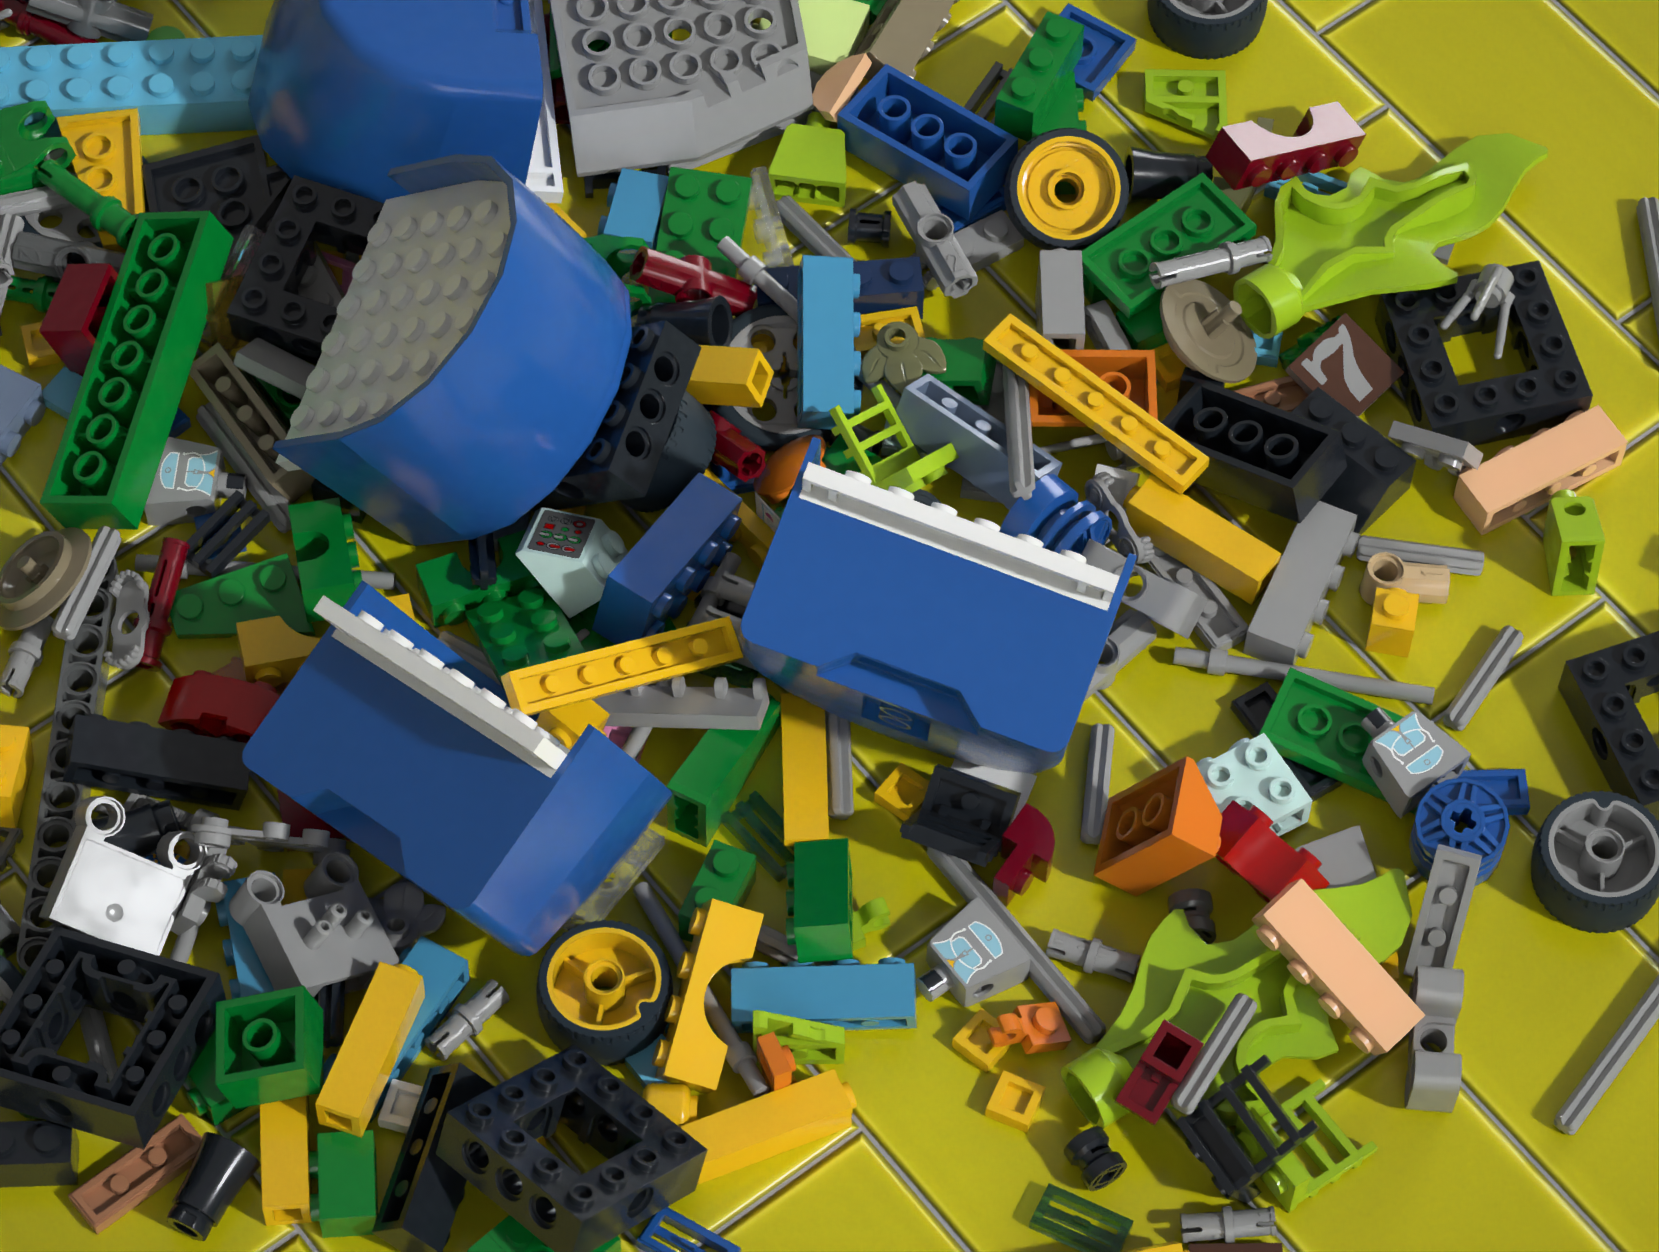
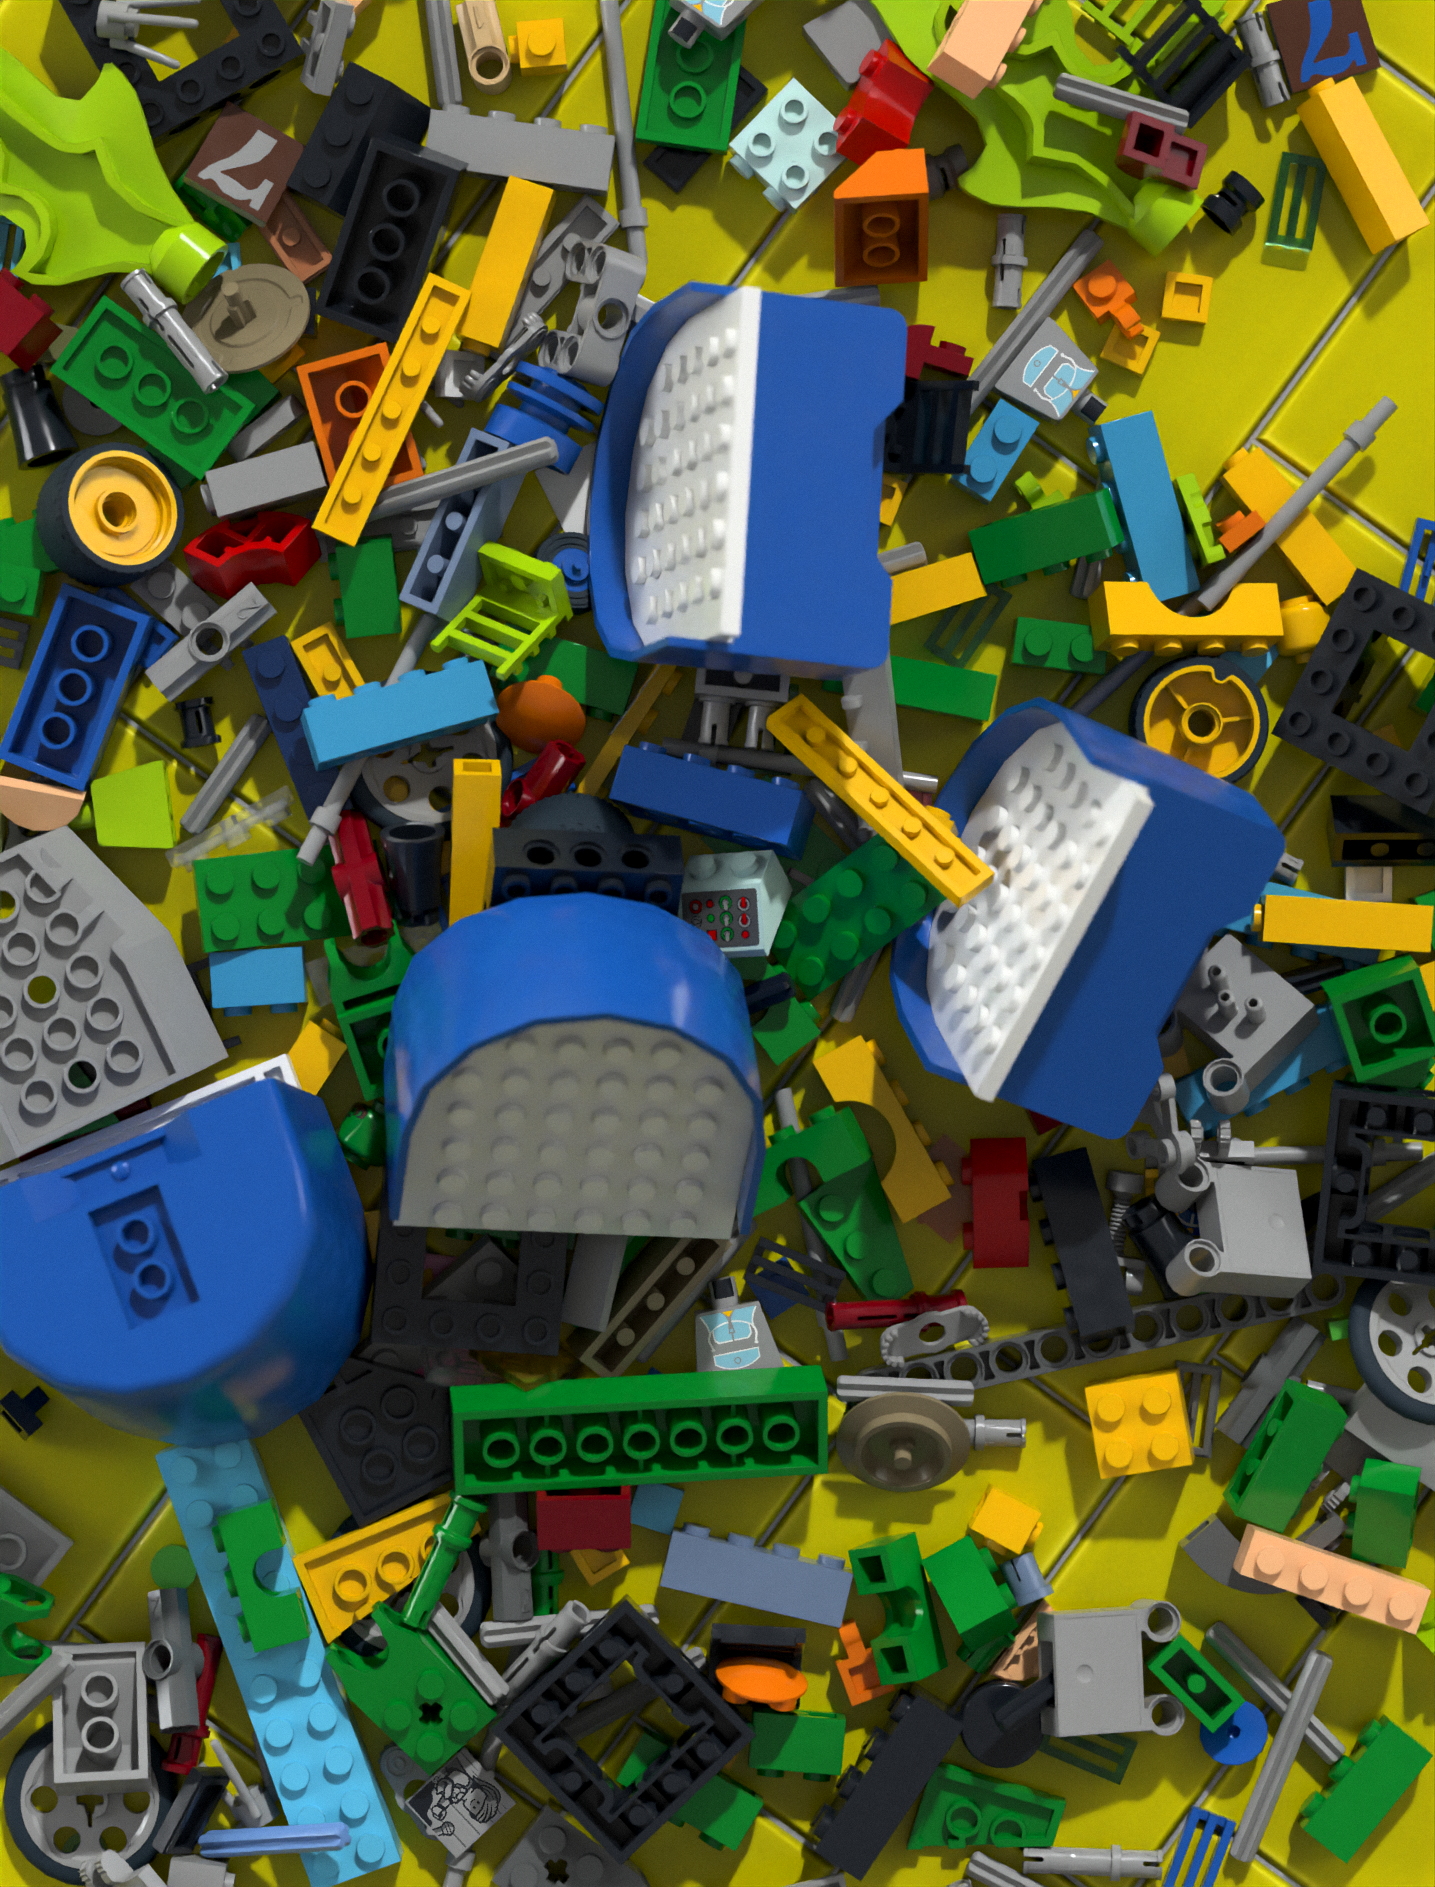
camera: 100 degrees left, 30 degrees up
(100, 62) = (269, 1615): none -> green arch
(832, 1192) = (1357, 438): none -> light grey bar
(904, 361) = (388, 627): olive plate -> none
(915, 887) = (995, 451): none -> dark azure brick
(1002, 287) = (258, 550): none -> red brick

